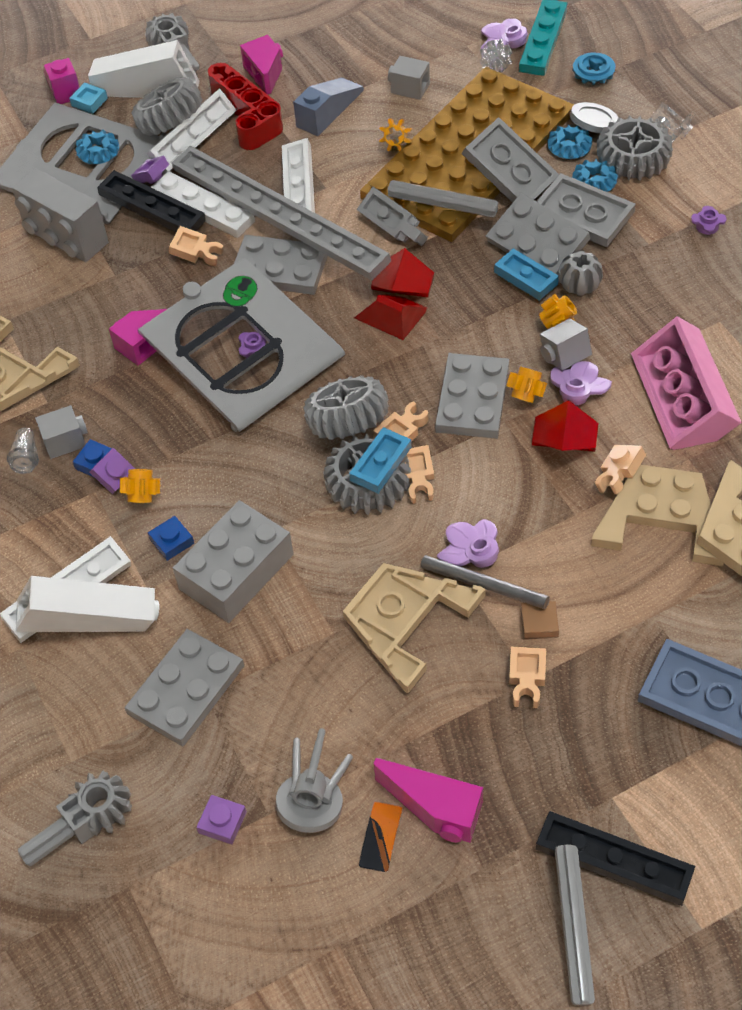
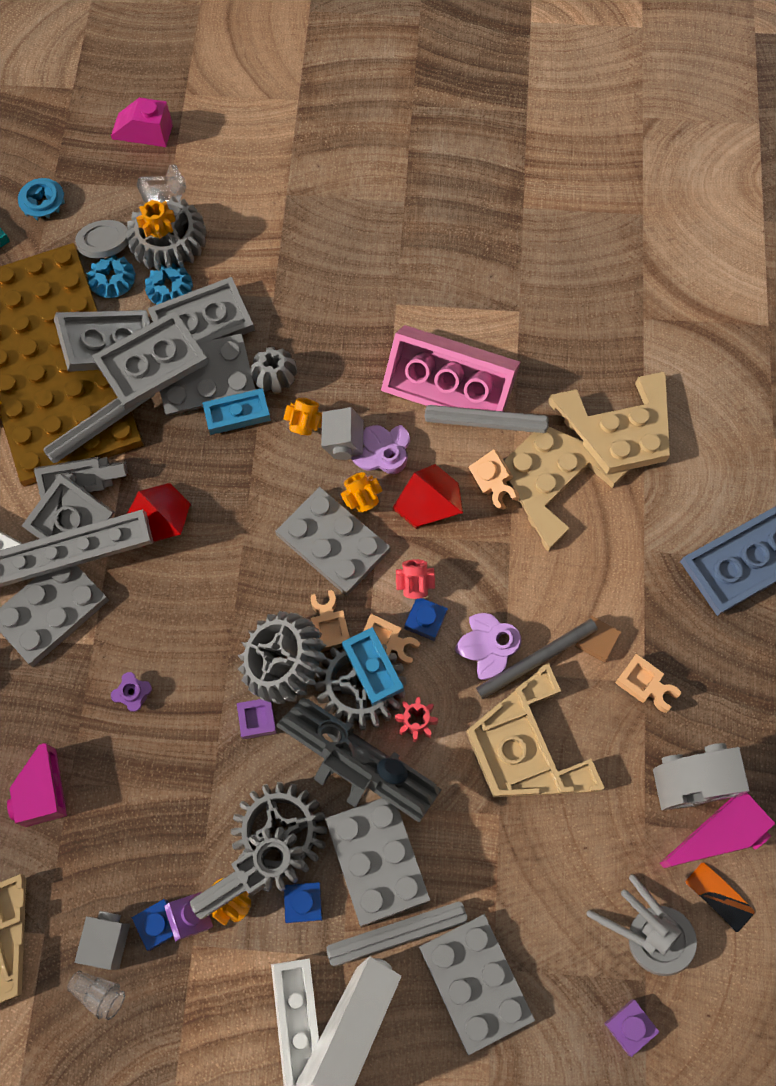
camera: 60 degrees left, 15 degrees up
(173, 478) = (251, 873): none -> light grey gear
(190, 611) = (396, 934): none -> light grey axle
(213, 478) = (295, 825): none -> light grey gear
(242, 288) = (92, 658): light grey door -> none
(289, 426) = (256, 718): none -> medium lavender plate
(299, 498) = (358, 761): none -> dark grey piece
(361, 219) = (65, 508): none -> light grey plate
(366, 526) = (416, 709): none -> coral gear
(392, 315) = (193, 549): red slope -> none
(458, 490) = (425, 618): none -> blue plate
(469, 748) = (700, 777): none -> light grey brick
(482, 459) = (415, 579): none -> coral gear
(512, 189) = (150, 359): none -> light grey plate
(631, 125) = (156, 219): none -> light orange gear
(668, 431) = (486, 418): none -> light grey axle
(708, 220) = (292, 243): medium lavender plate -> none
(717, 83) = (144, 123): none -> dark pink slope

